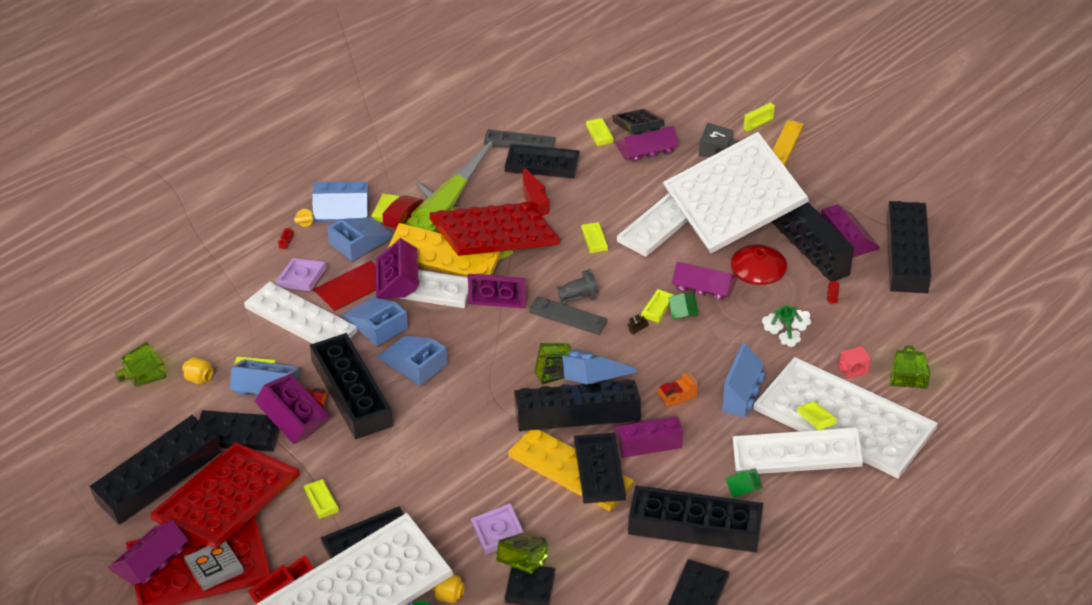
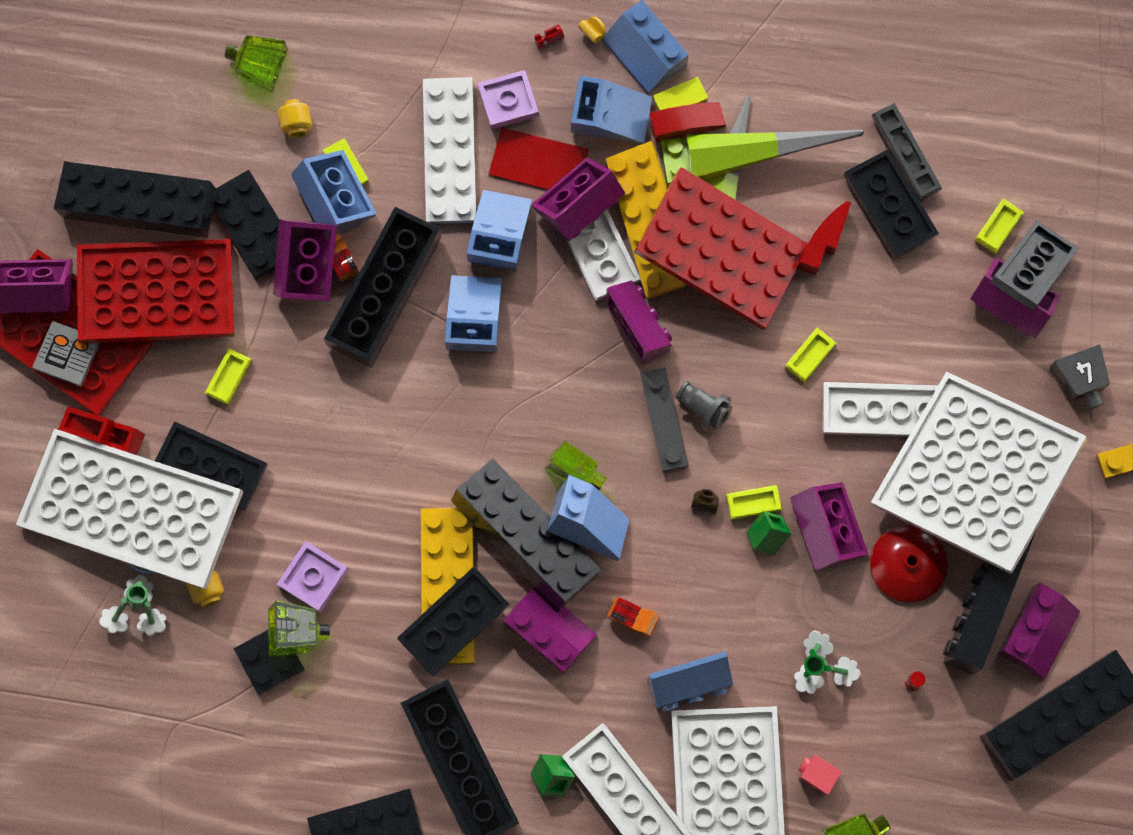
camera: 50 degrees right, 35 degrees up
(816, 415) = (694, 792): neon yellow tile -> none

